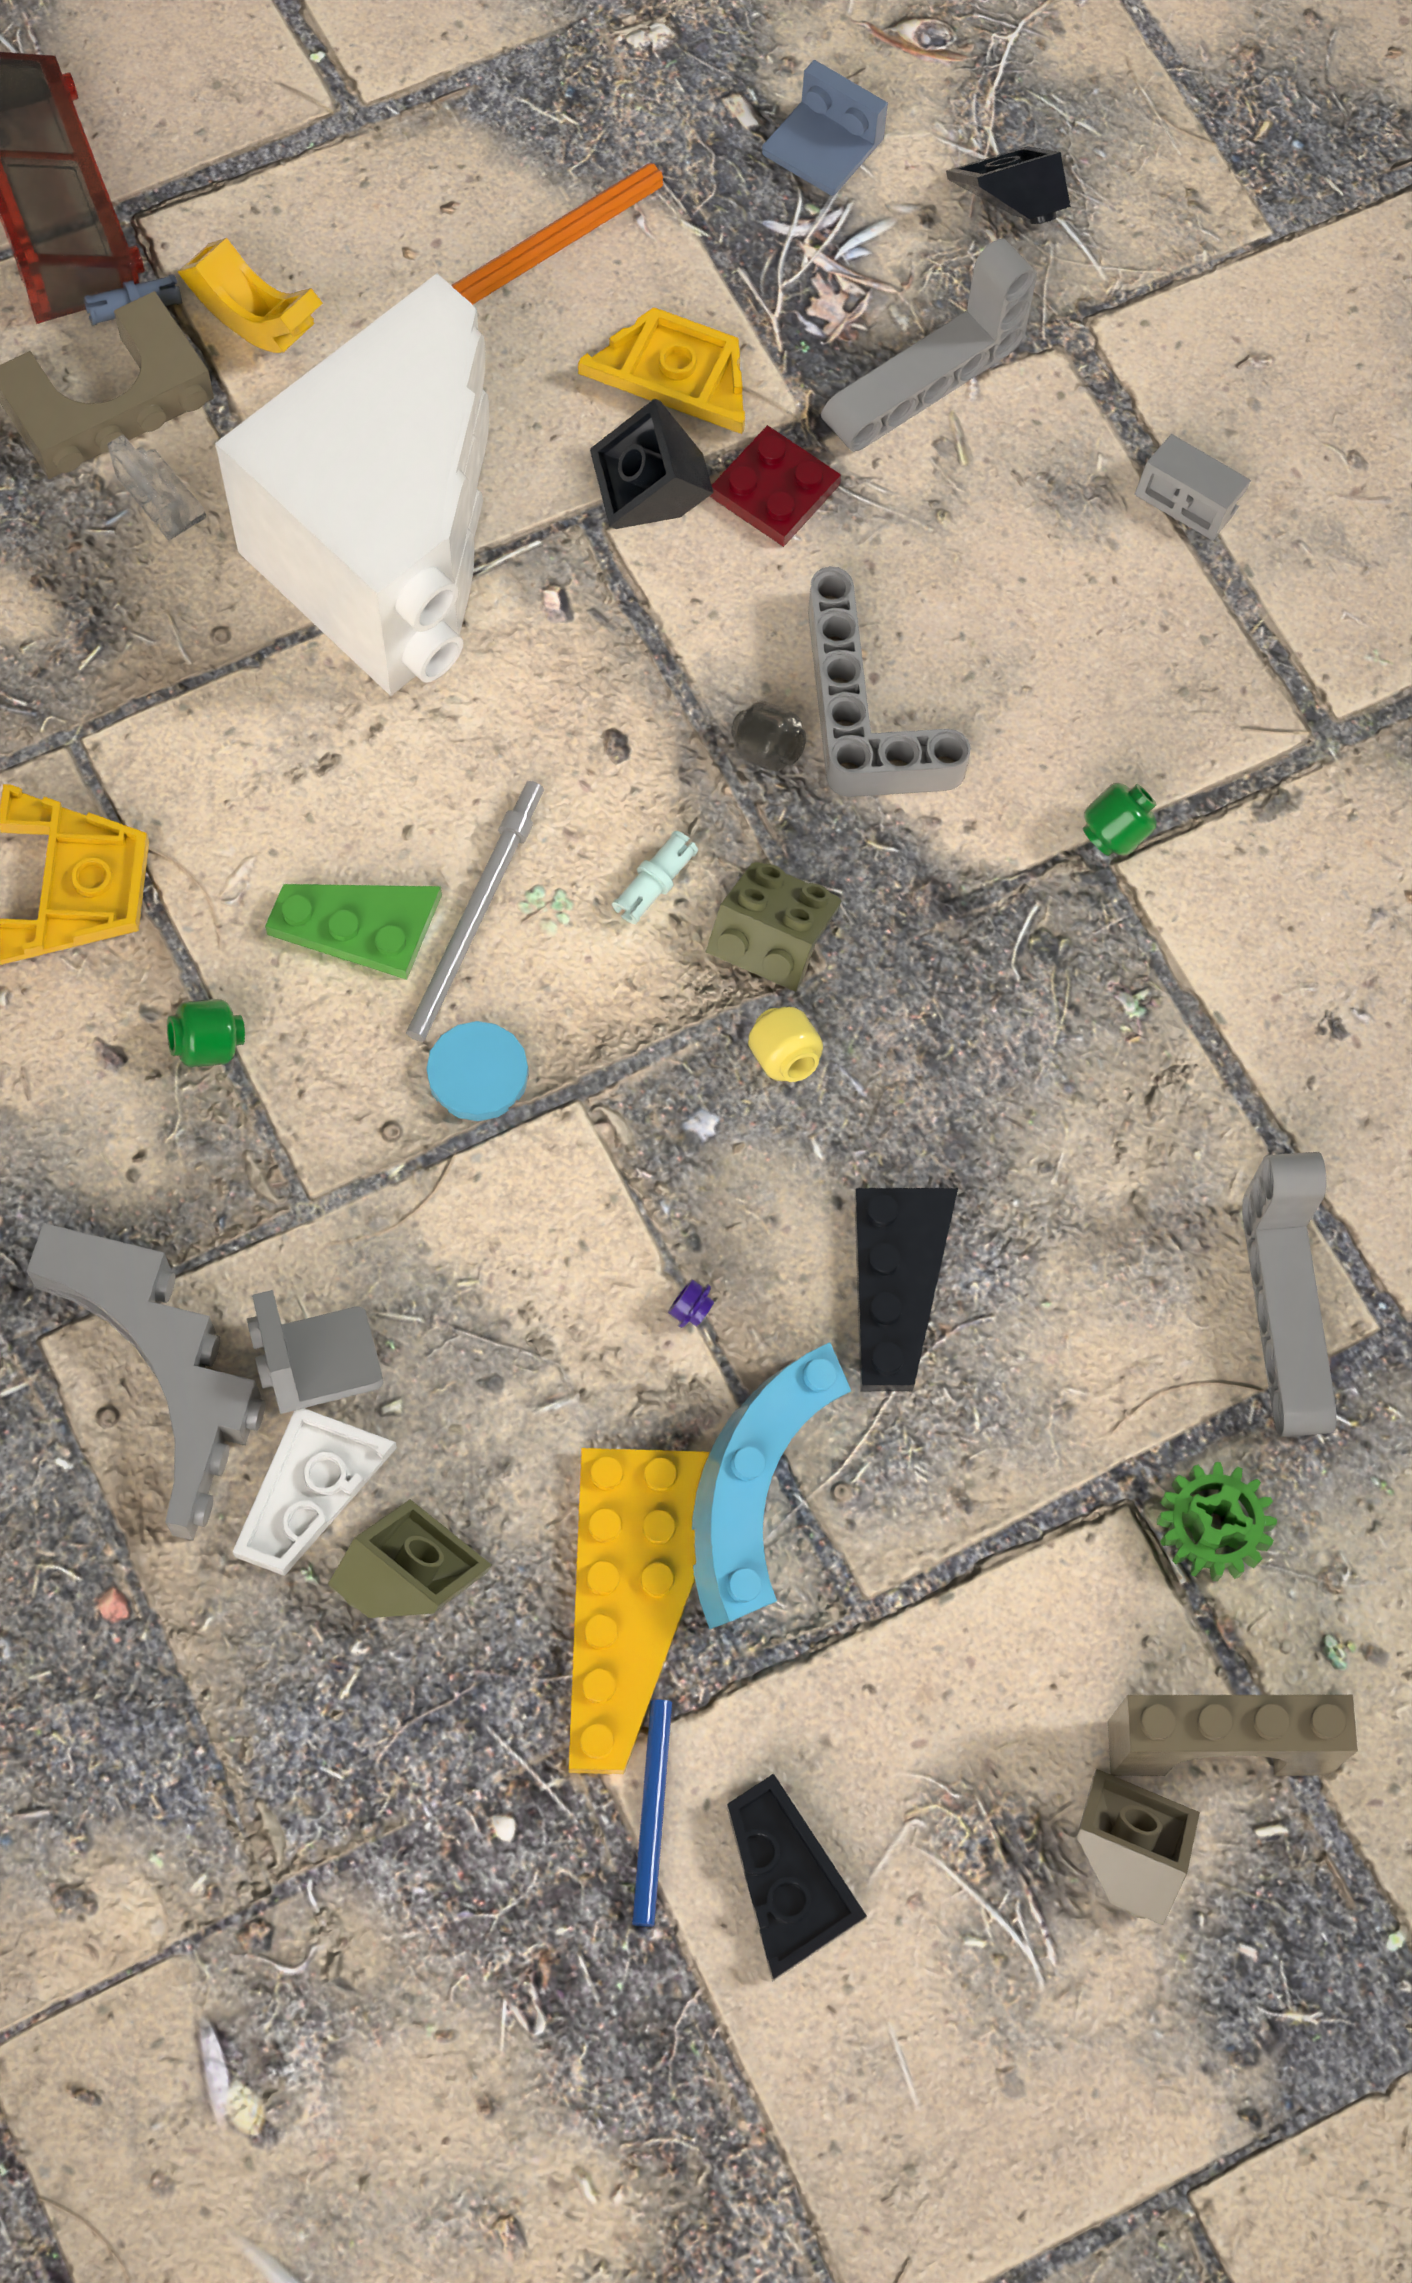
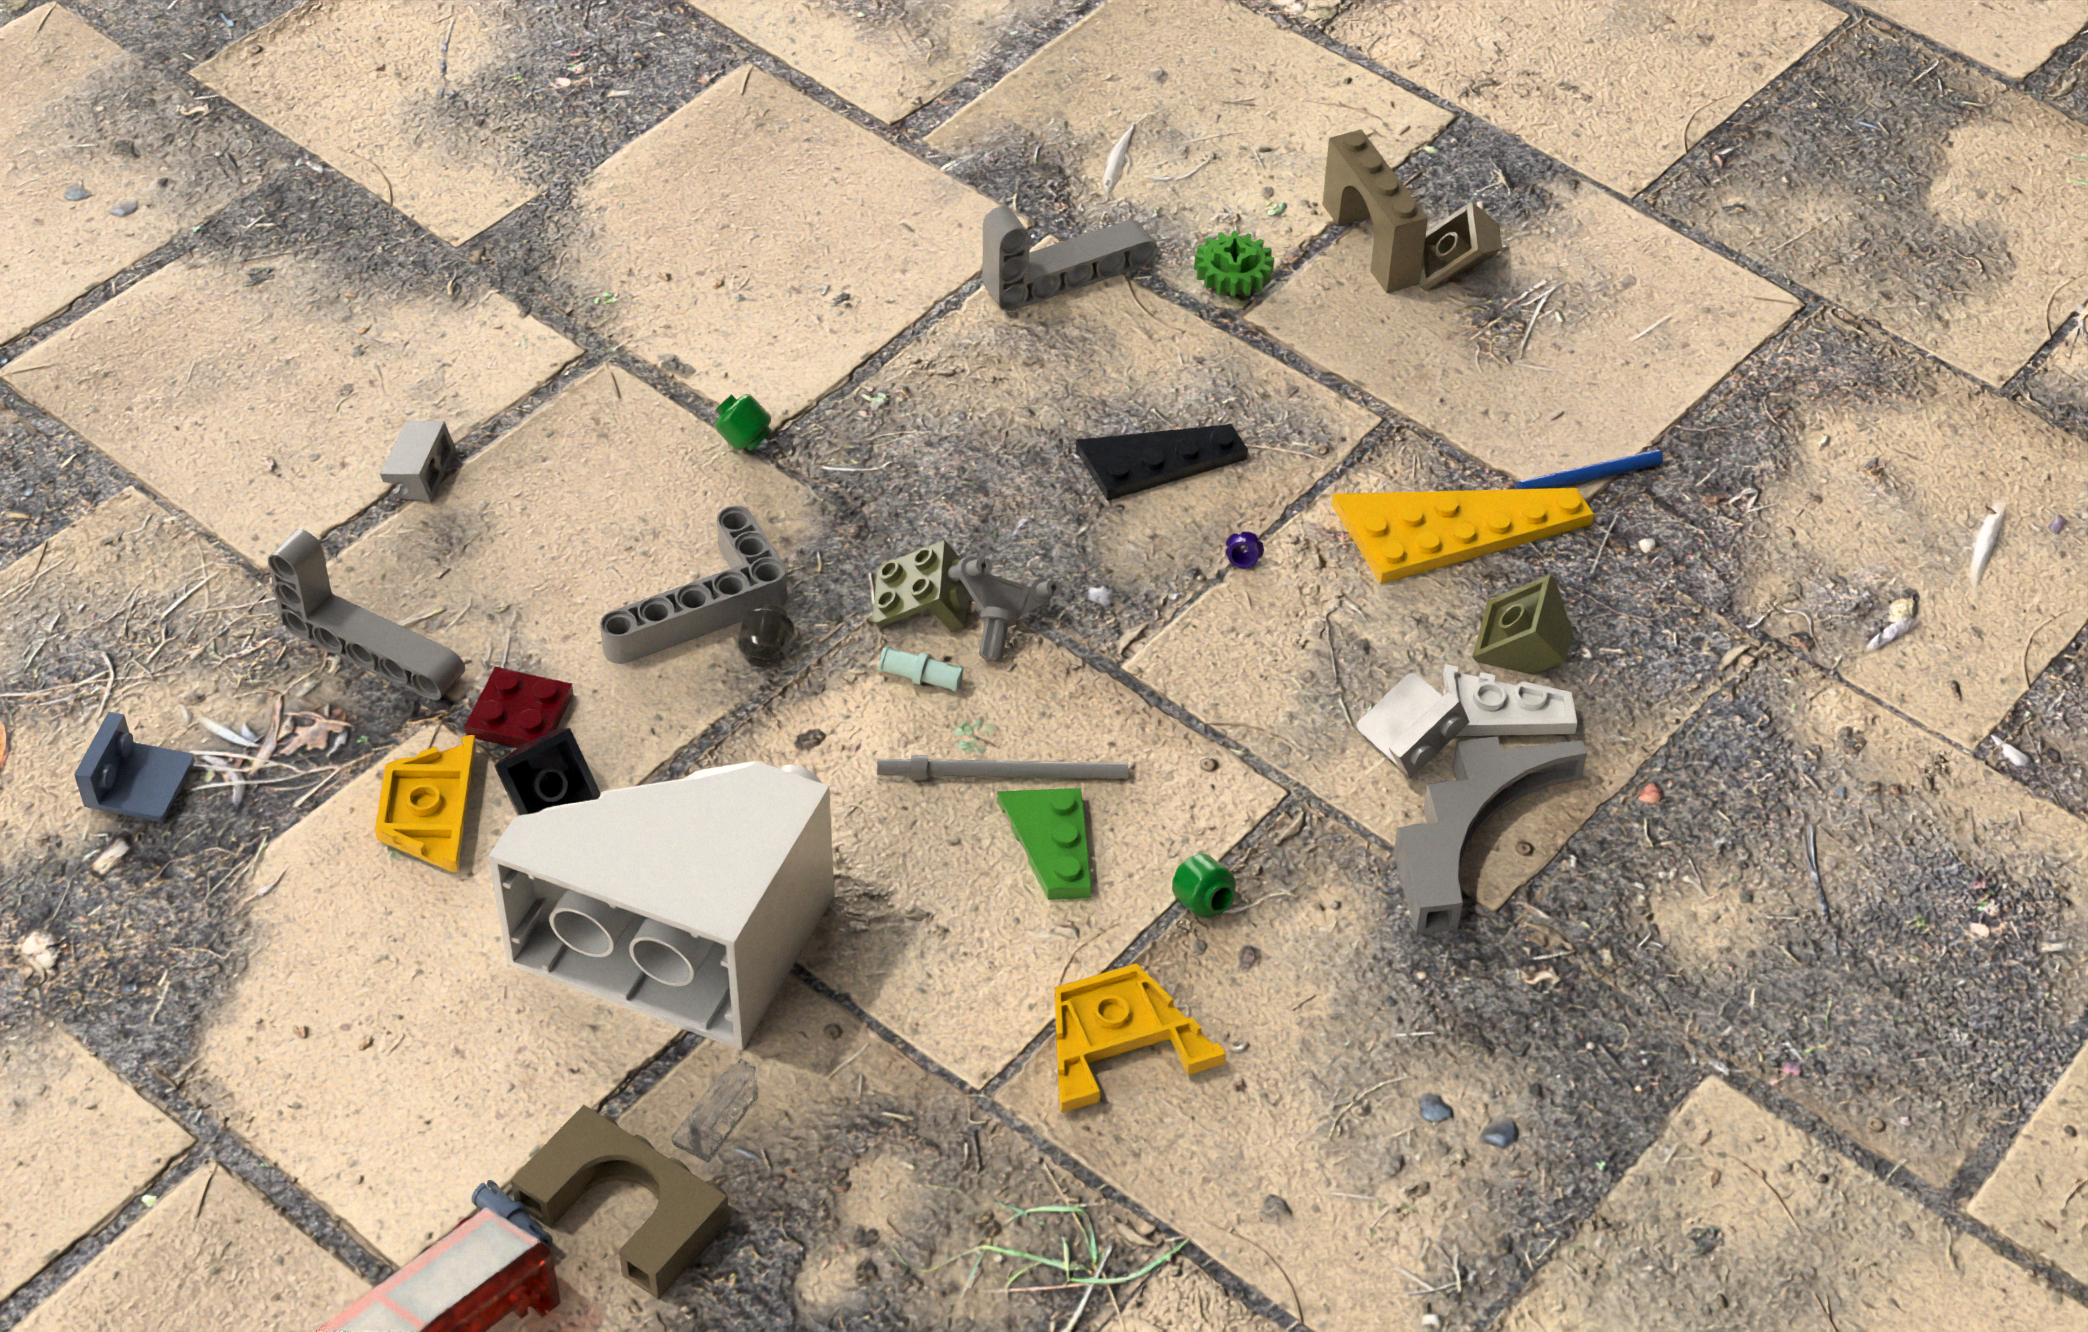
camera: 110 degrees left, 20 degrees down
(245, 301) = (481, 1129): yellow arch -> none
(477, 1071) = (1135, 724): medium azure tile -> none
(560, 233) = (318, 935): orange axle -> none
(701, 978) = (999, 600): none -> light grey axle
(736, 1481) = (1350, 471): medium azure brick -> none
(785, 1044) = (1020, 552): light yellow head -> none
(789, 1878) = (1586, 394): black wing -> none
(1021, 182) = (141, 635): black slope -> none

